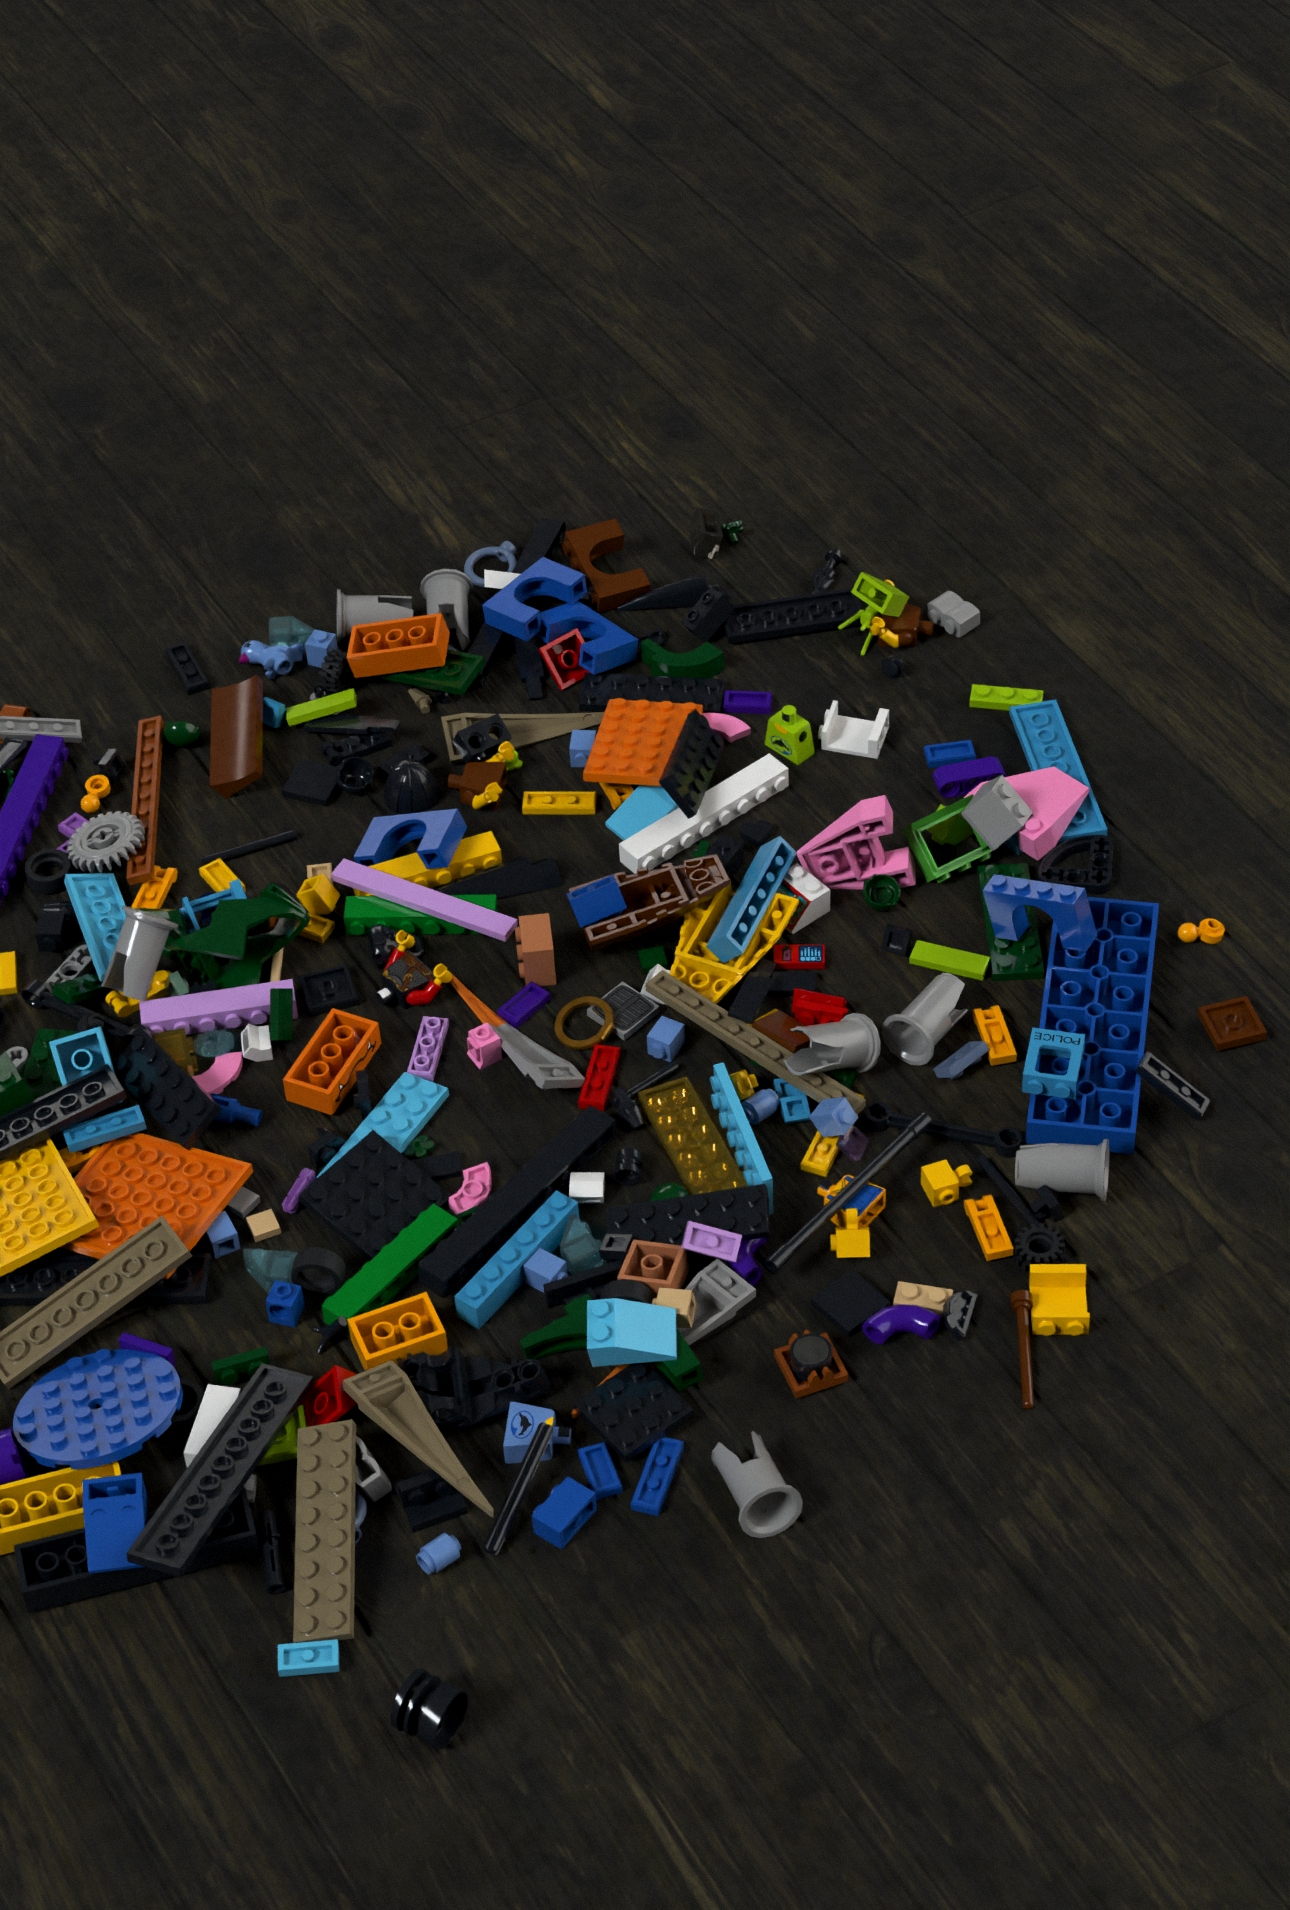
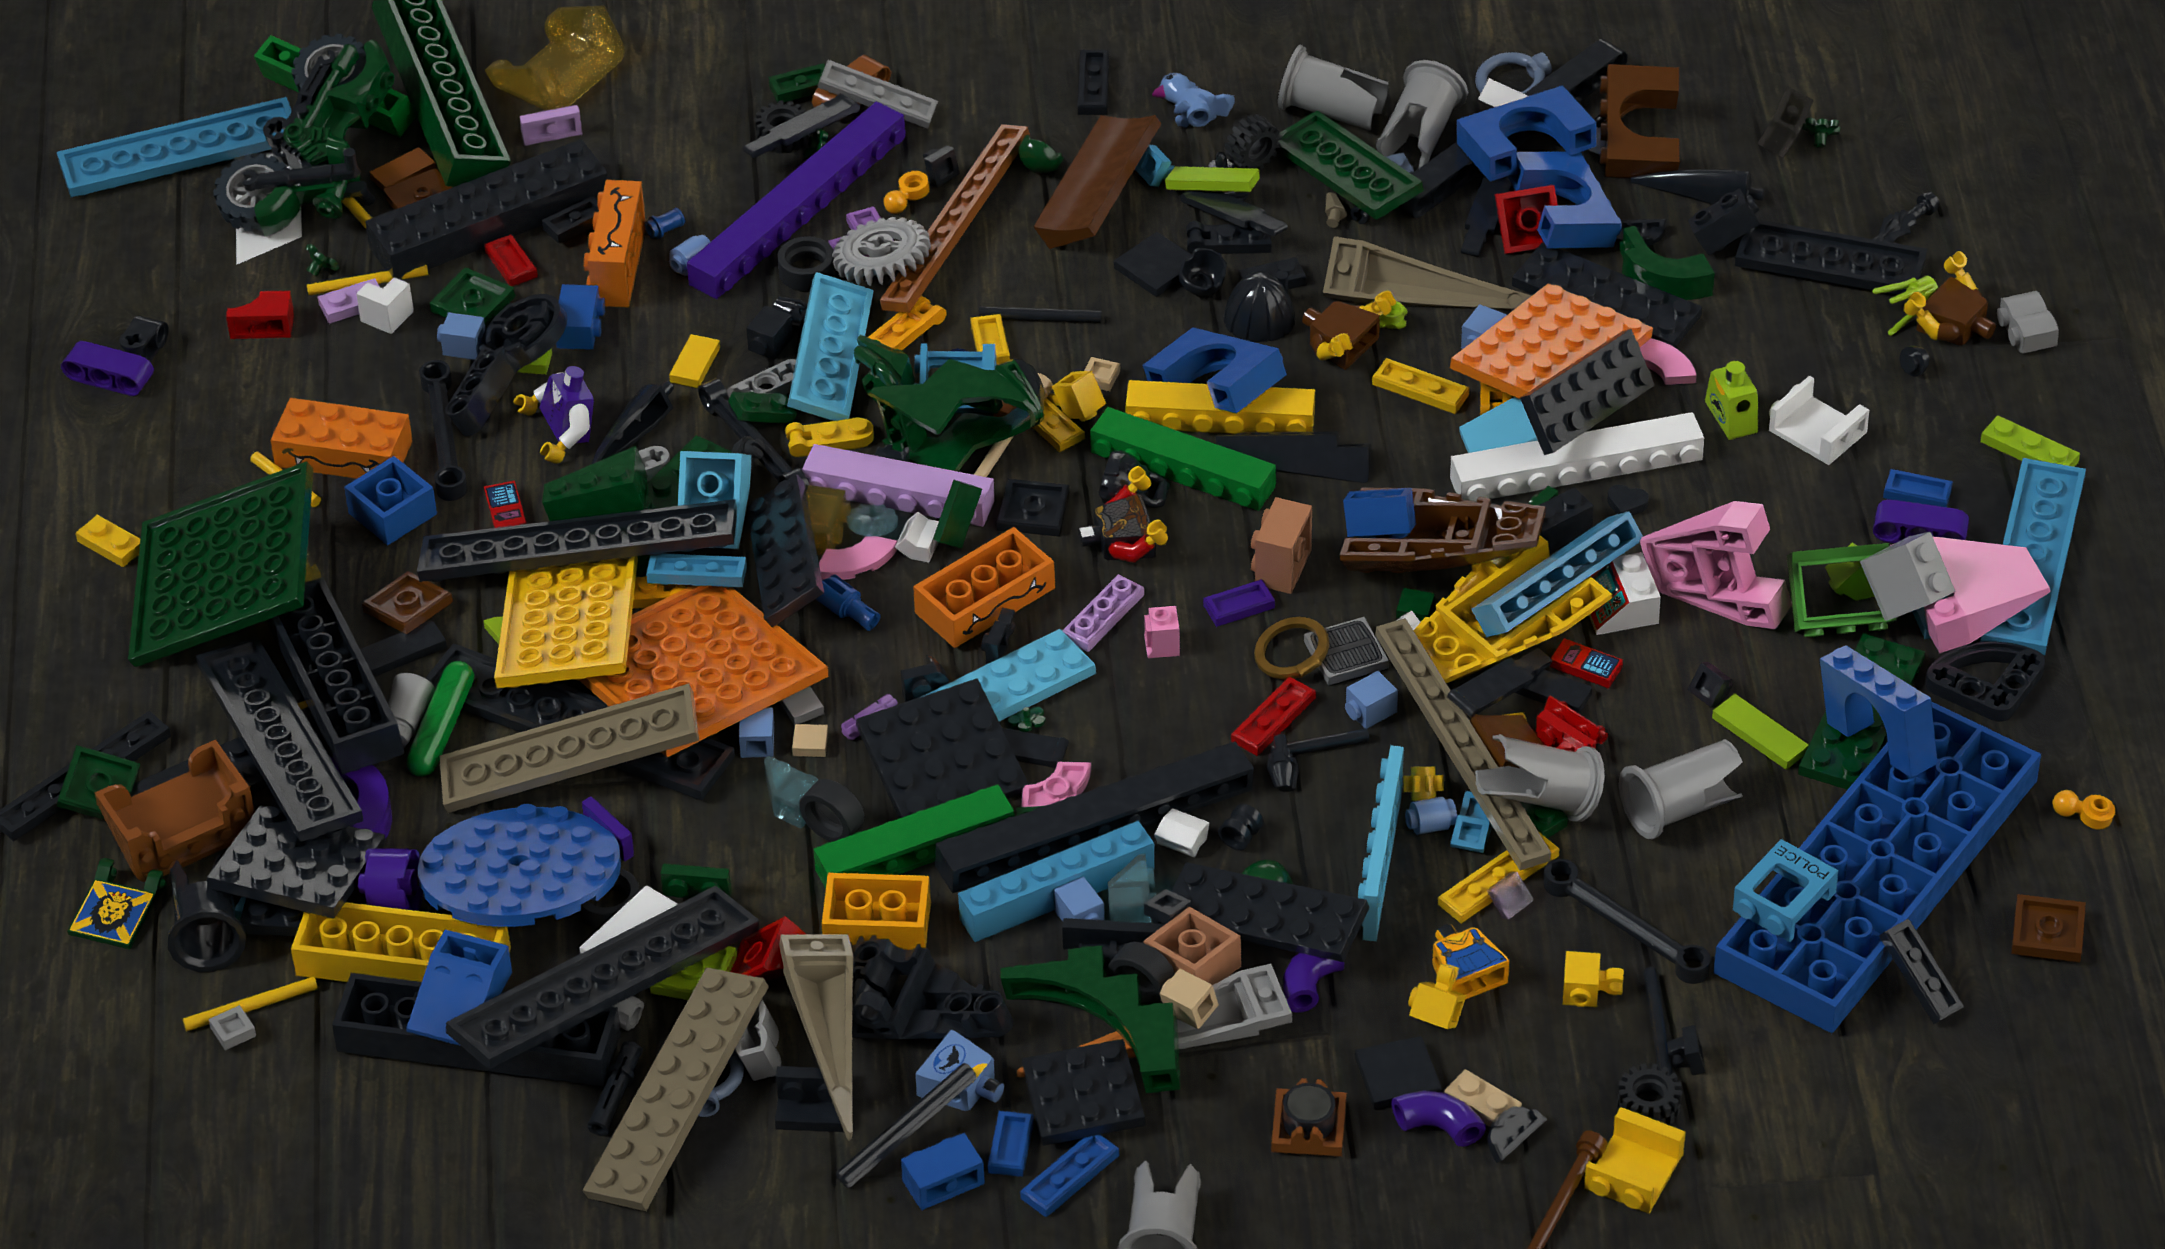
camera: 25 degrees right, 0 degrees up
(137, 953) = (833, 386): light grey piece -> none
(176, 985) = (866, 441): sand green plate -> none
(285, 1303) = (780, 832): blue brick -> none
(288, 631) = (1229, 77): clear light blue slope -> none
(308, 1658) = (588, 1212): medium azure plate -> none
(318, 647) = (1252, 102): medium blue brick -> none
(329, 1332) = (808, 881): black bar -> none
(398, 645) = (1331, 135): orange brick -> none
(424, 900) = (1188, 441): lavender tile -> none
(438, 1553) = (785, 1160): medium blue brick -> none
(479, 735) = (1365, 272): black brick -> none
(532, 1059) = (1204, 661): light grey plate -> none
(630, 1332) = (1115, 1003): medium azure slope -> none
(690, 1137) = (1331, 820): clear yellow plate -> none
(711, 1241) = (1269, 941): lavender plate -> none
(747, 702) = (1714, 343): dark purple tile -> none
(787, 1250) = (1350, 984): black piece -> none
(833, 1117) = (1499, 857): medium blue brick -> none
(880, 595) = (1938, 268): lime slope -> none
(881, 892) = (1725, 622): dark green hair -> none
(964, 1057) = (1709, 847): sand blue plate -> none
(989, 1227) = (1607, 1050): light orange plate -> none
(995, 1034) = (1755, 834): light orange plate -> none
(1064, 1167) = (1733, 1016): light grey piece -> none

